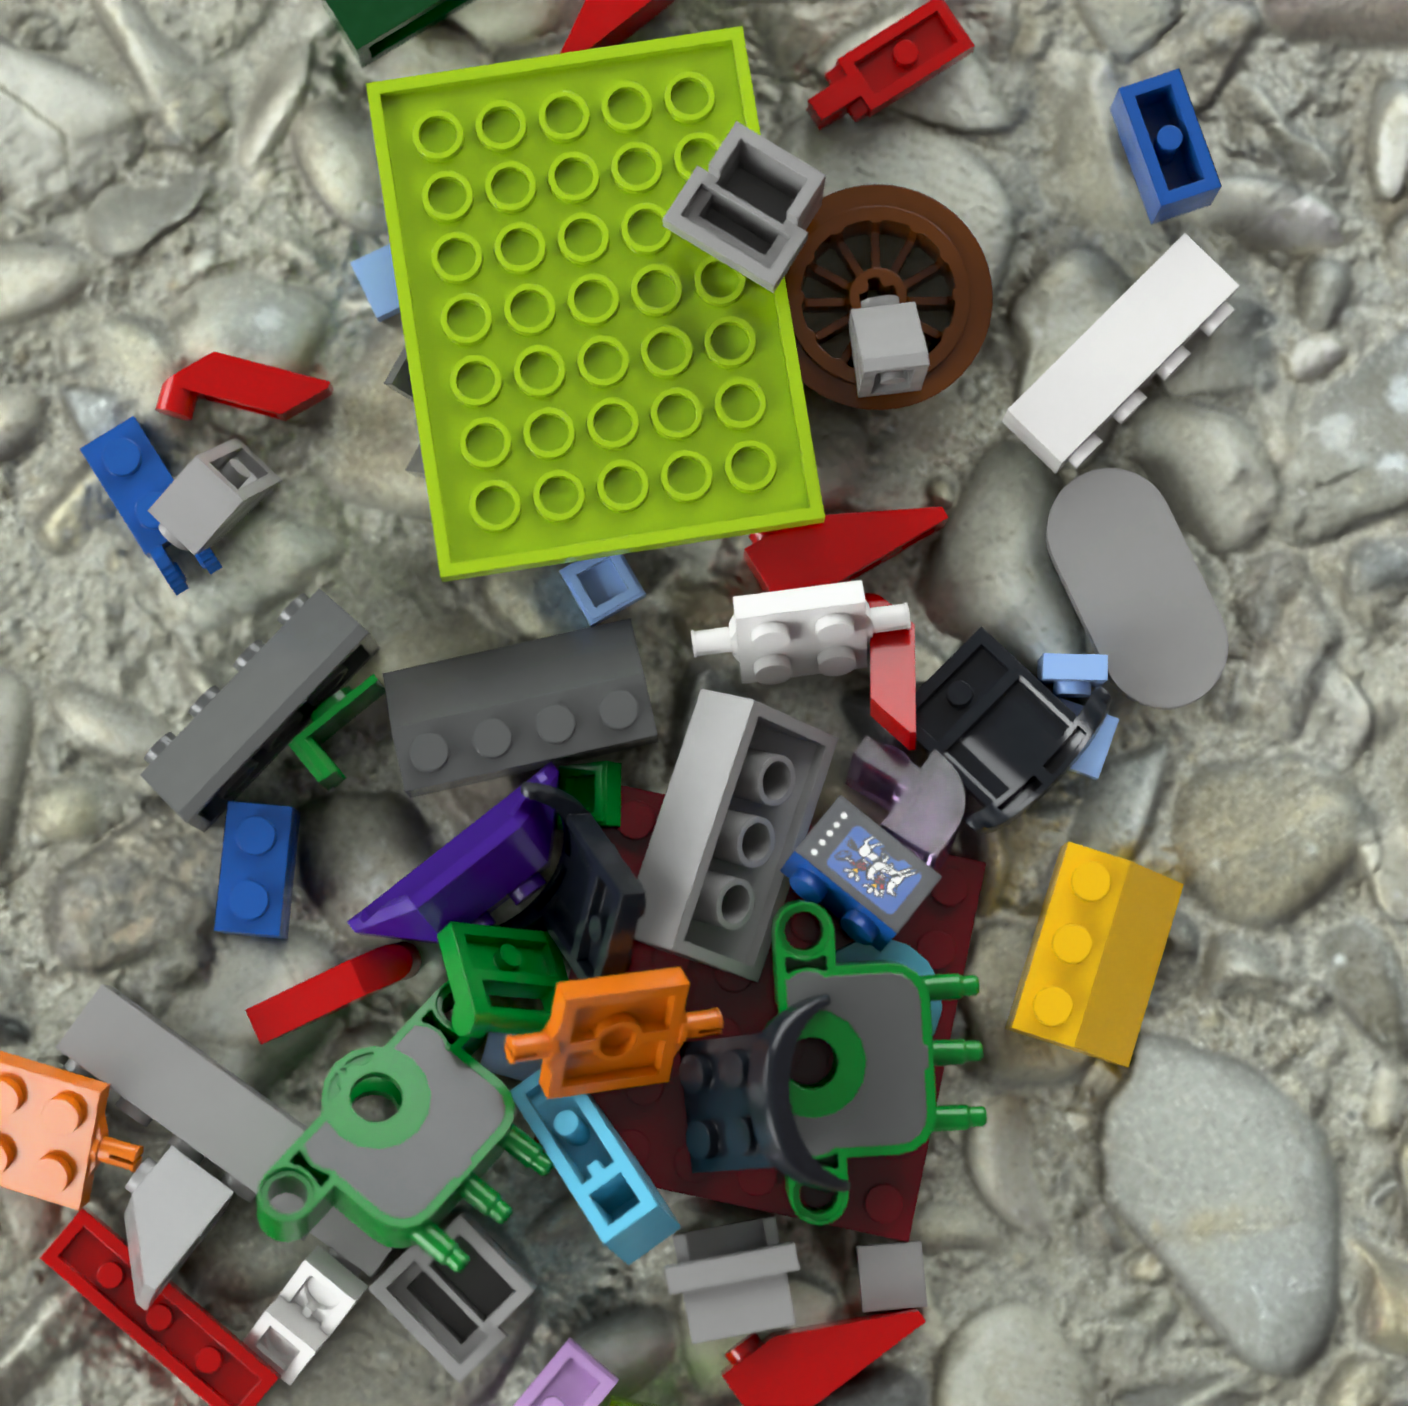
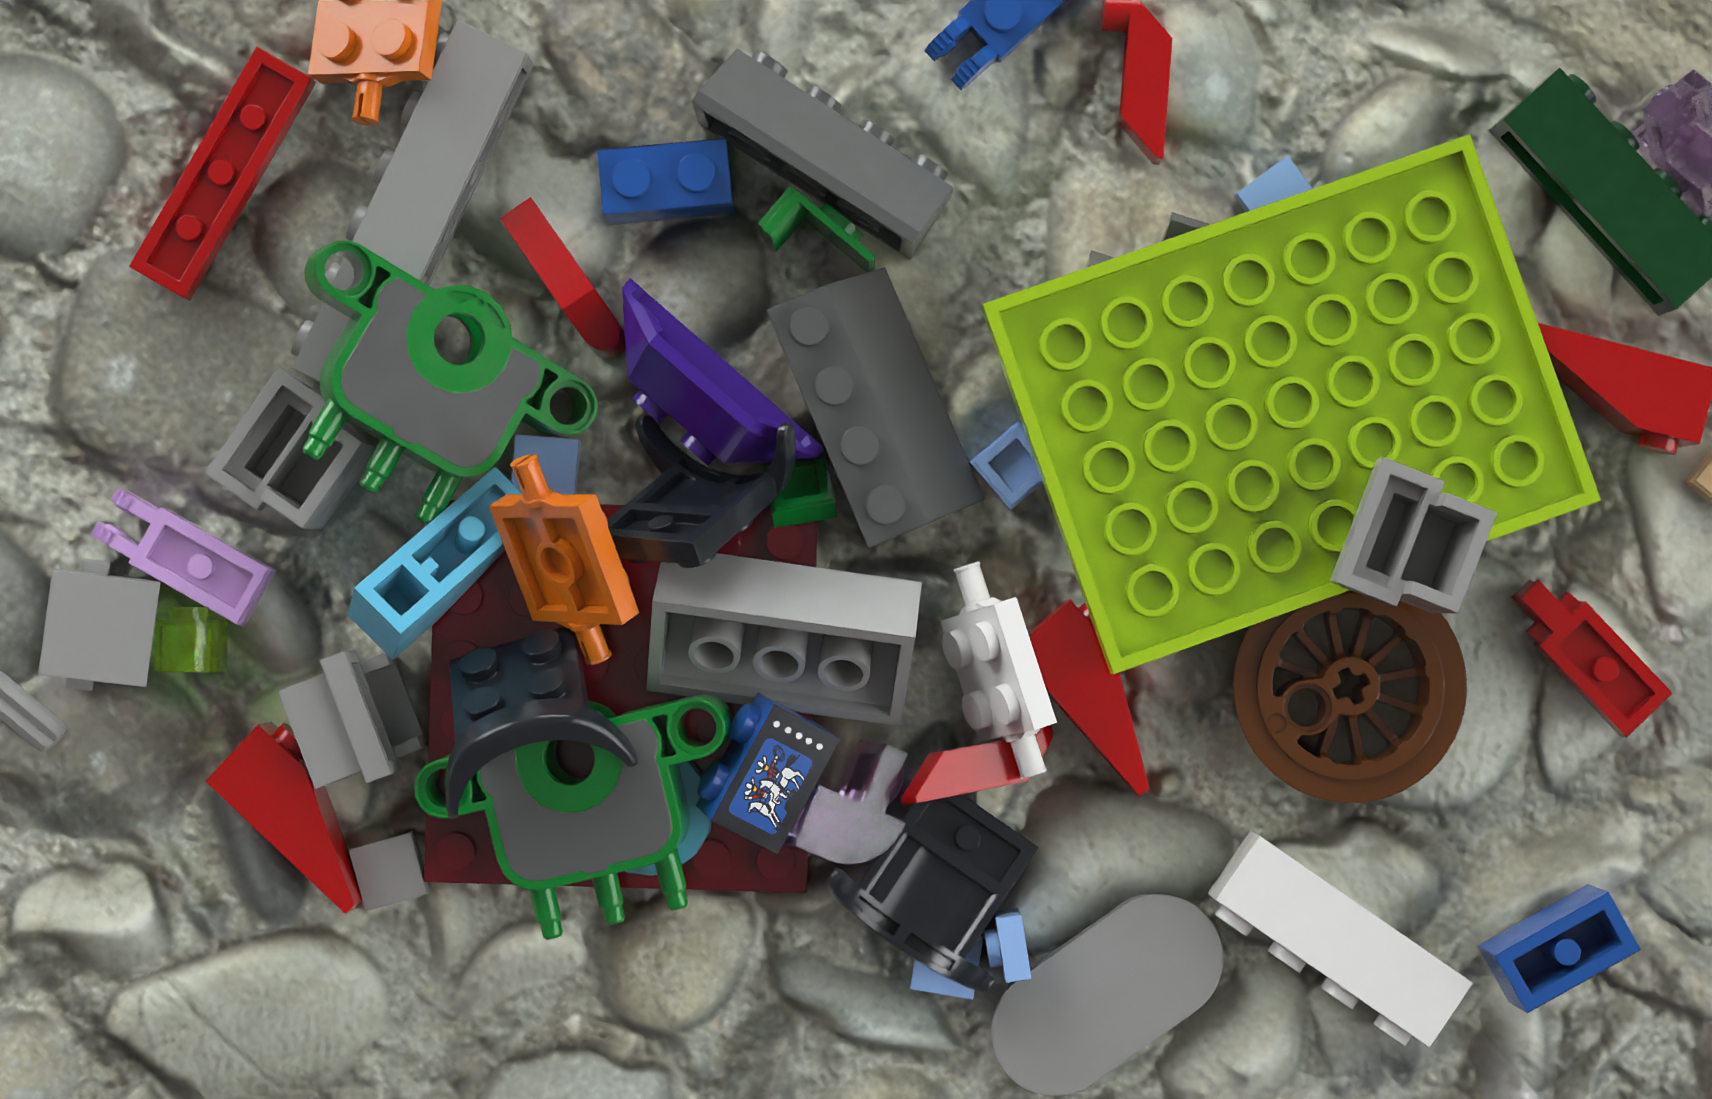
camera: 80 degrees right, 5 degrees up
(168, 1218) = (314, 161): slope -> none
(212, 495) = (1026, 65): light grey slope -> none
(305, 1314) = (249, 312): white slope -> none
(499, 963) = (616, 438): green plate -> none
(887, 347) = (1299, 705): light grey slope -> none
(1094, 954) = (734, 1014): yellow slope -> none

